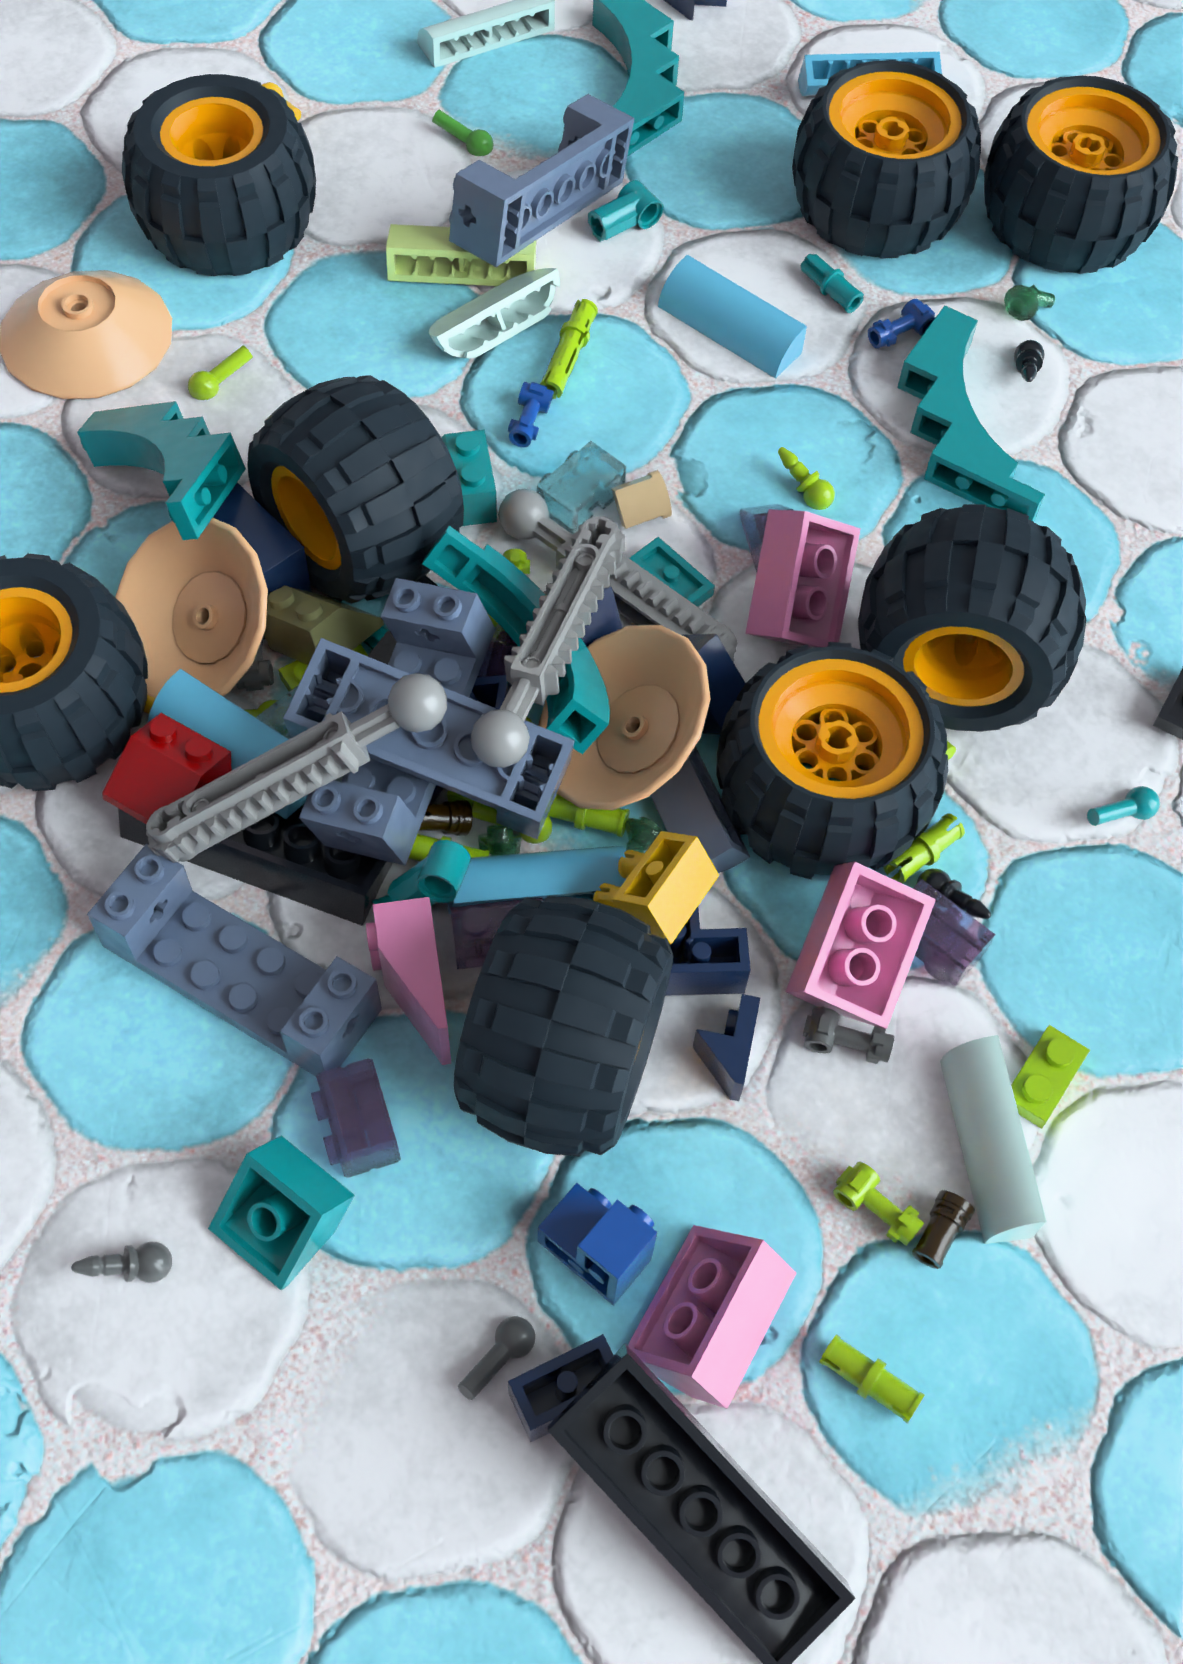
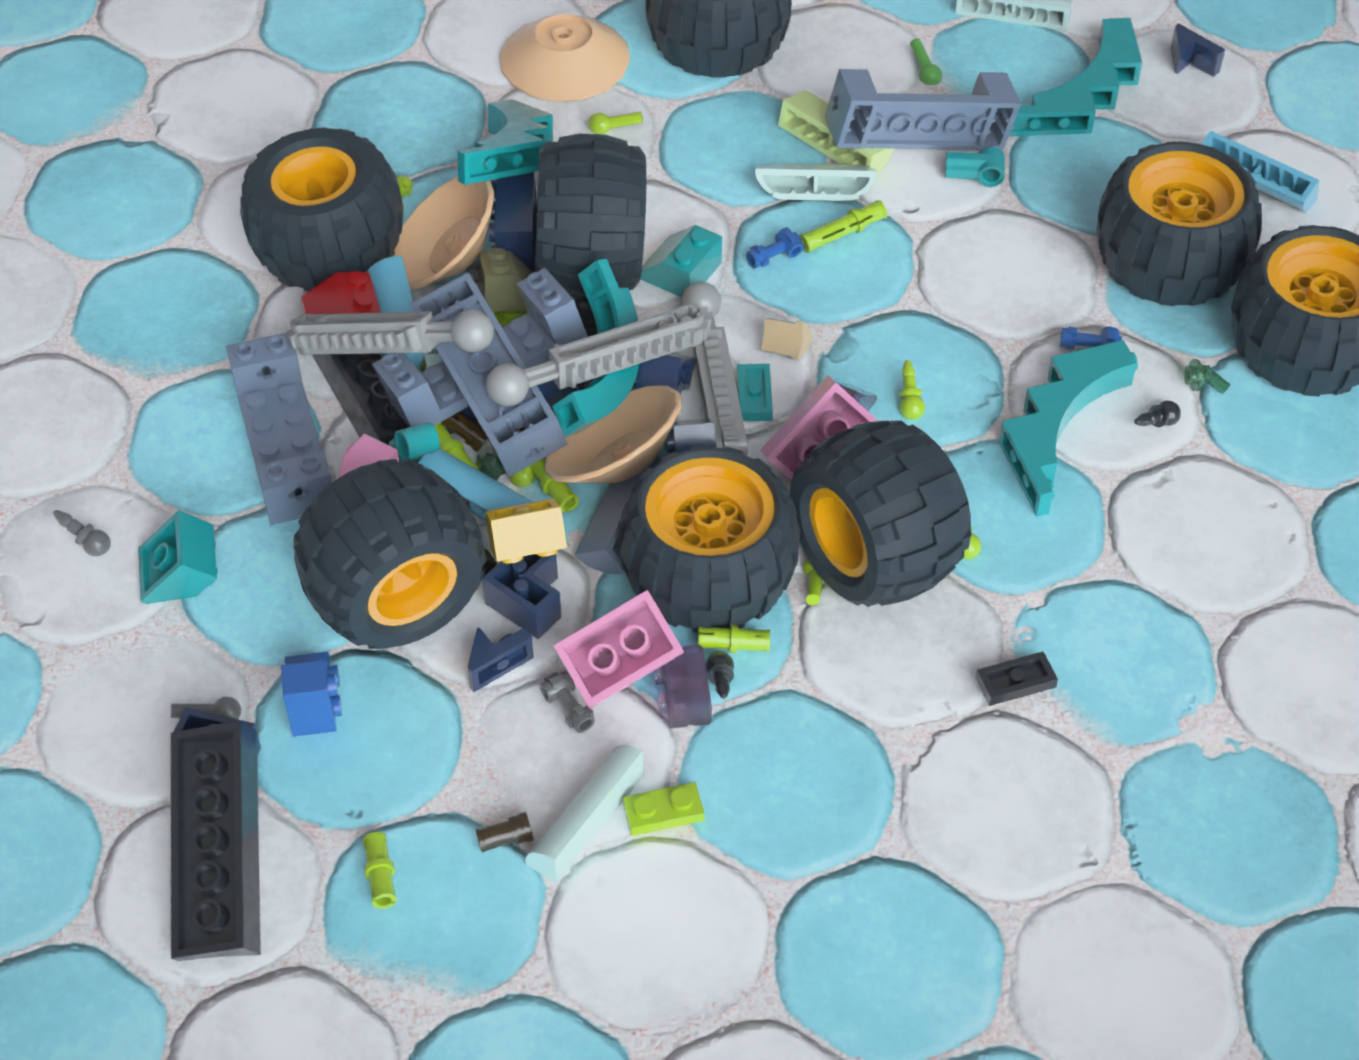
camera: 45 degrees right, 10 degrees down
(357, 1118) = (260, 546): clear purple brick -> none
(581, 485) = (748, 306): clear light blue brick -> none
(641, 833) = (572, 516): clear green plate -> none
(712, 1313) = (332, 774): bright pink slope -> none
(732, 316) = (973, 269): medium azure brick -> none
(832, 282) = (1072, 288): teal axle -> none
(858, 1186) = (482, 777): lime bar -> none
(1139, 802) = (911, 715): teal bar -> none

